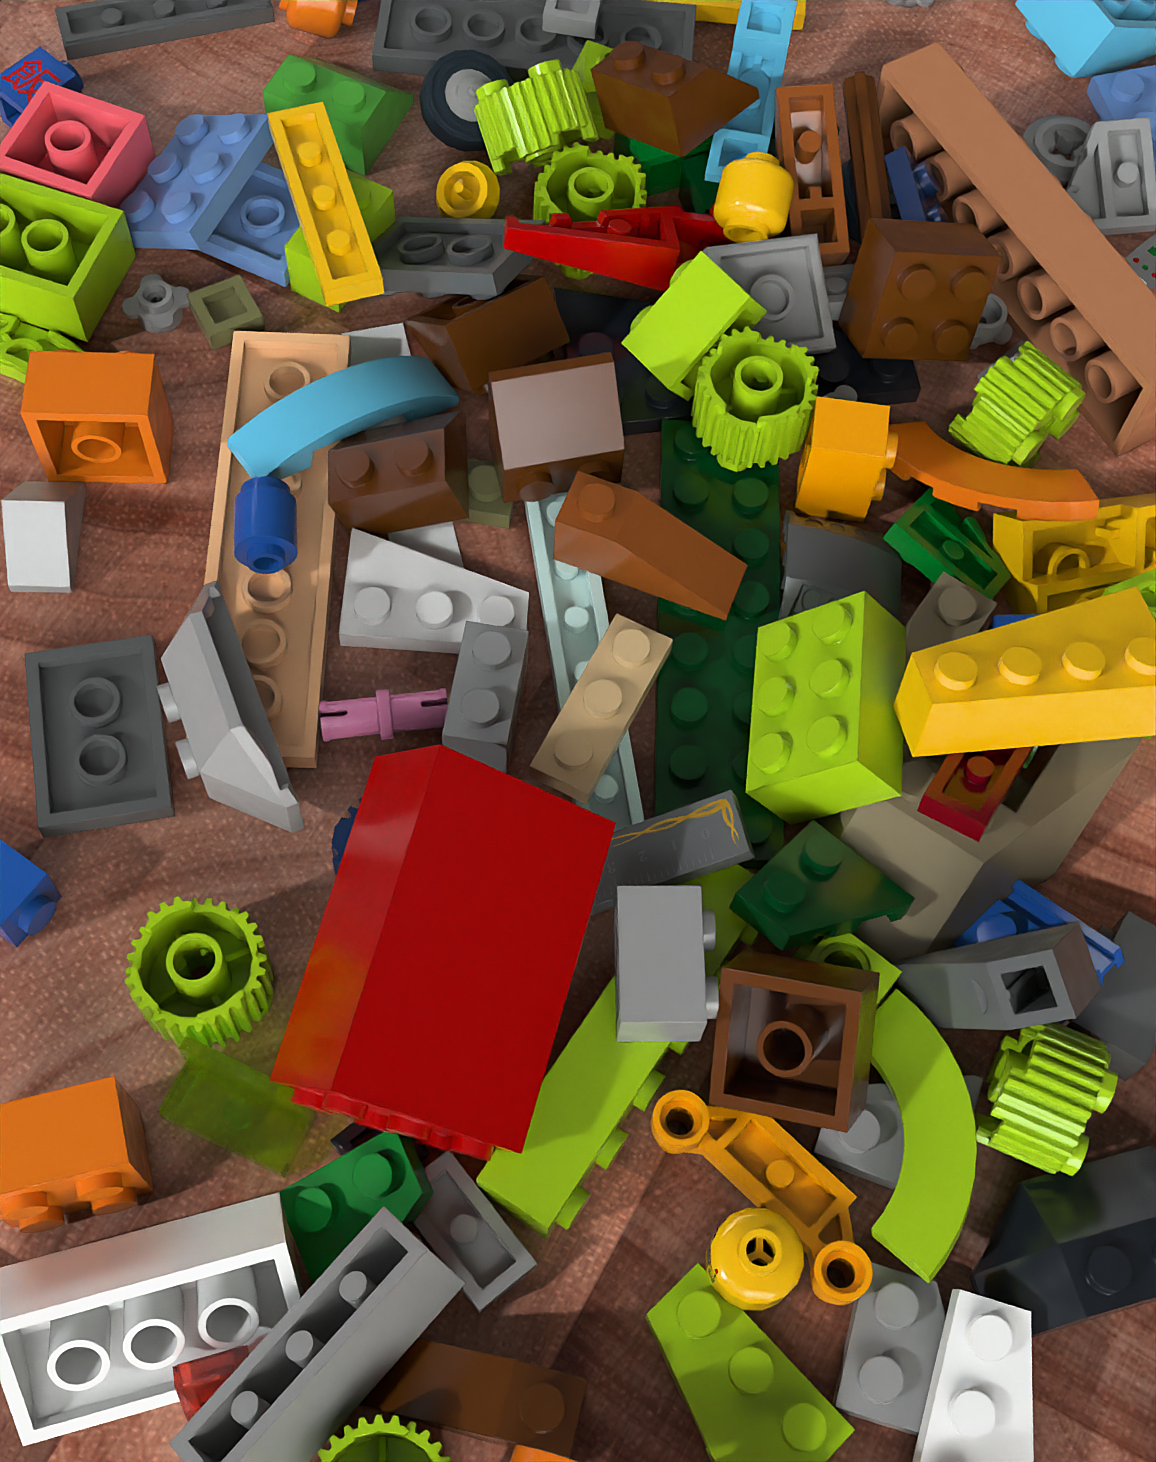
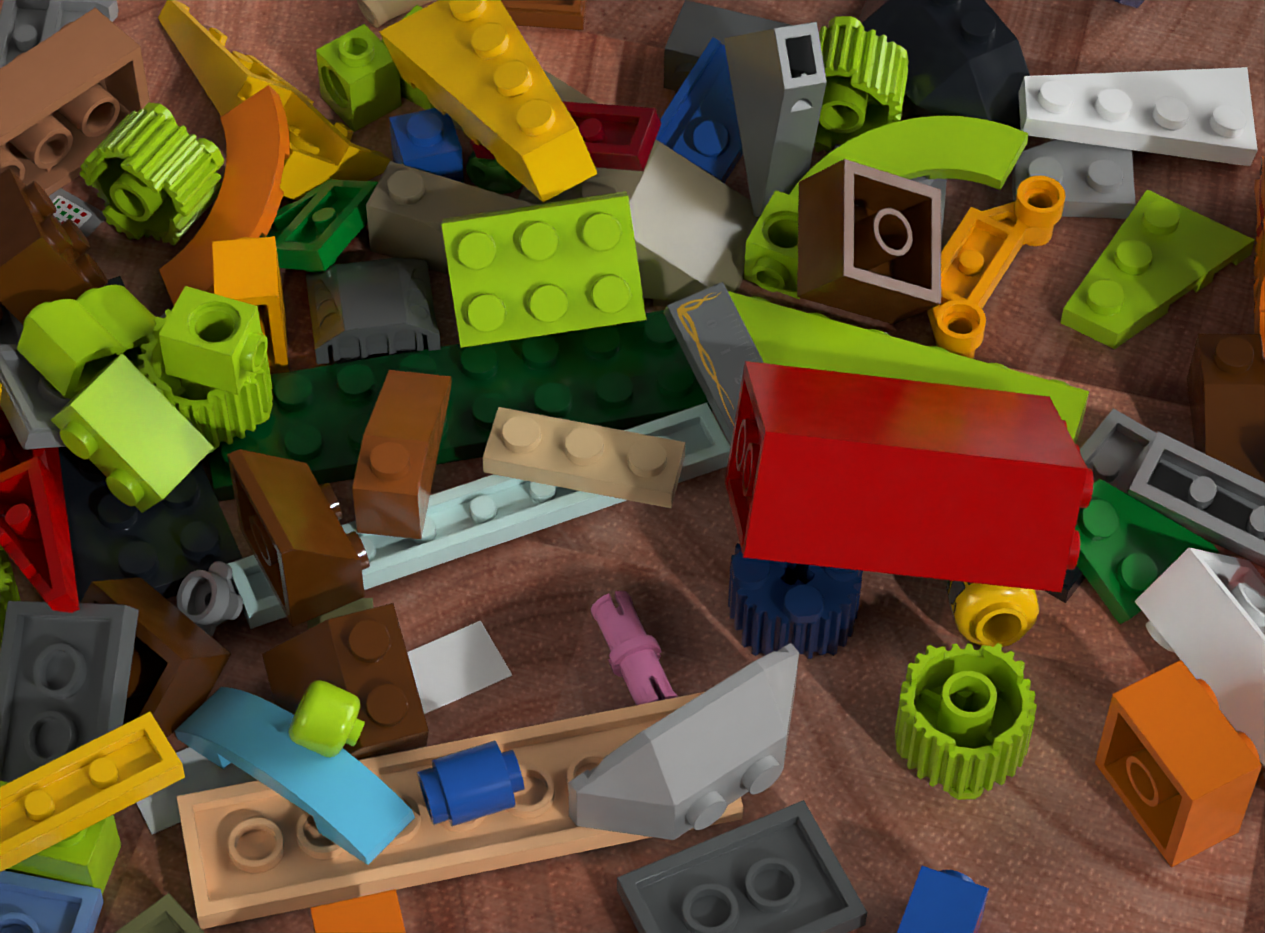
camera: 100 degrees left, 10 degrees down
(236, 1108) = (1070, 672): clear neon green panel -> none
(348, 414) = (326, 719): none -> lime piece
(418, 601) = (492, 655): white wing -> none
(487, 693) = (597, 554): light grey brick -> none
(662, 964) = (847, 331): light grey brick -> none
(748, 365) = (212, 340): none -> lime brick
(774, 1245) = (1050, 262): yellow head -> none
(810, 308) = (81, 336): none -> lime brick
(816, 891) = (728, 247): dark green wing -> none

